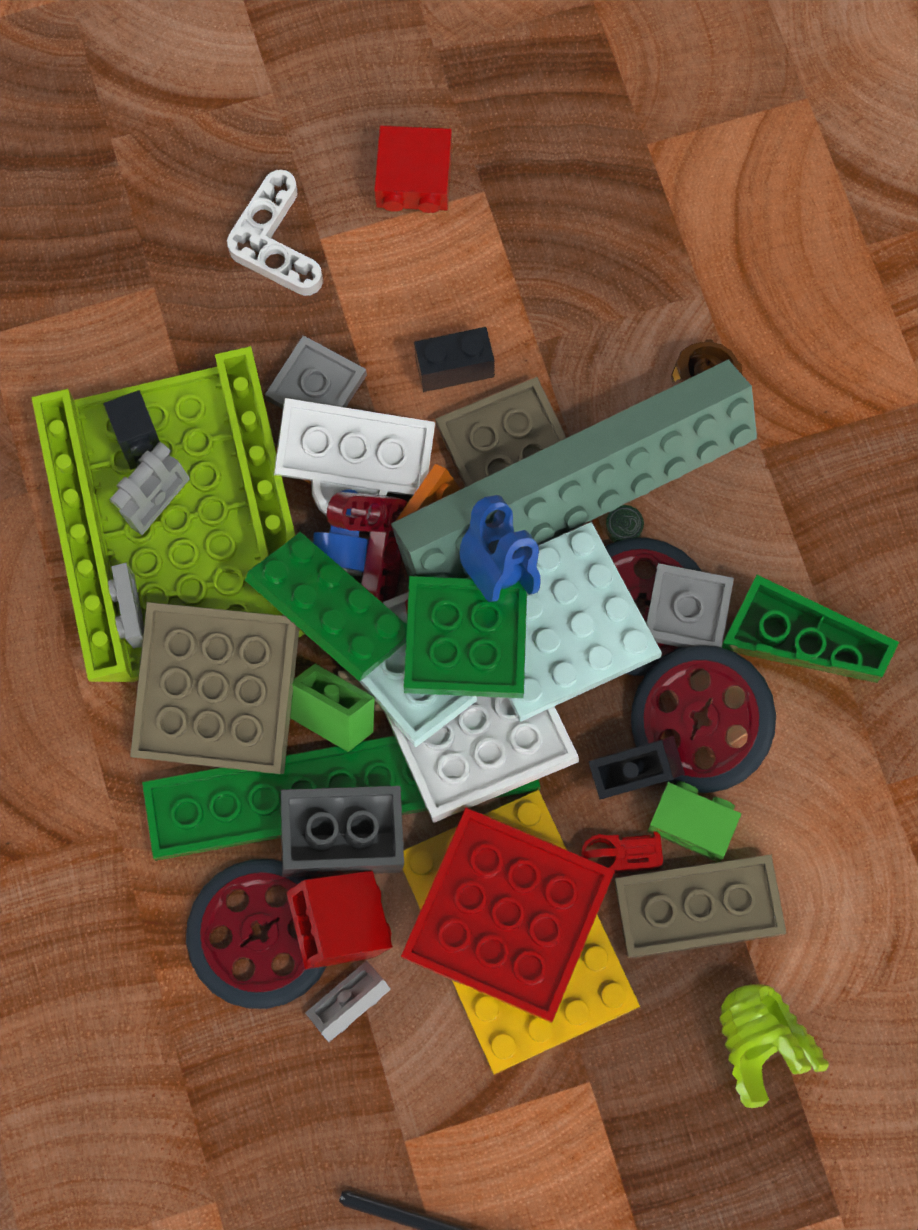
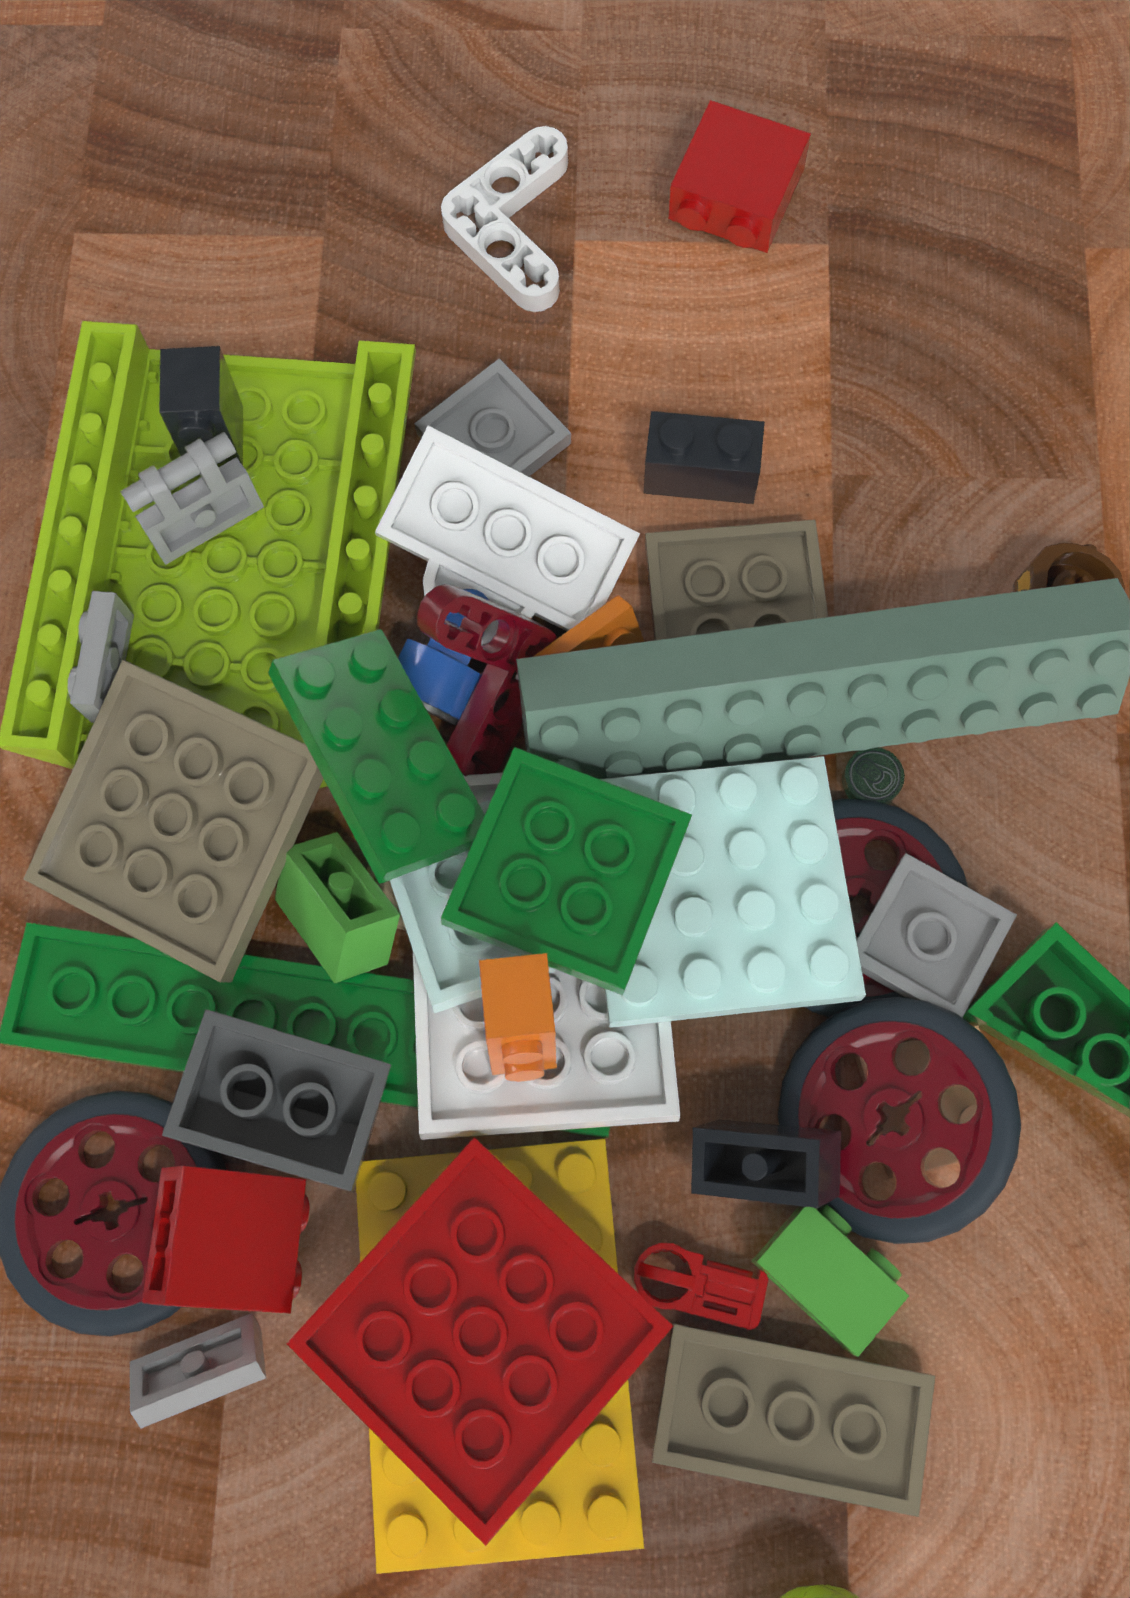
camera: 20 degrees right, 0 degrees up
(468, 729) = (518, 1016): none -> orange brick
(495, 553) = (655, 753): blue piece -> none

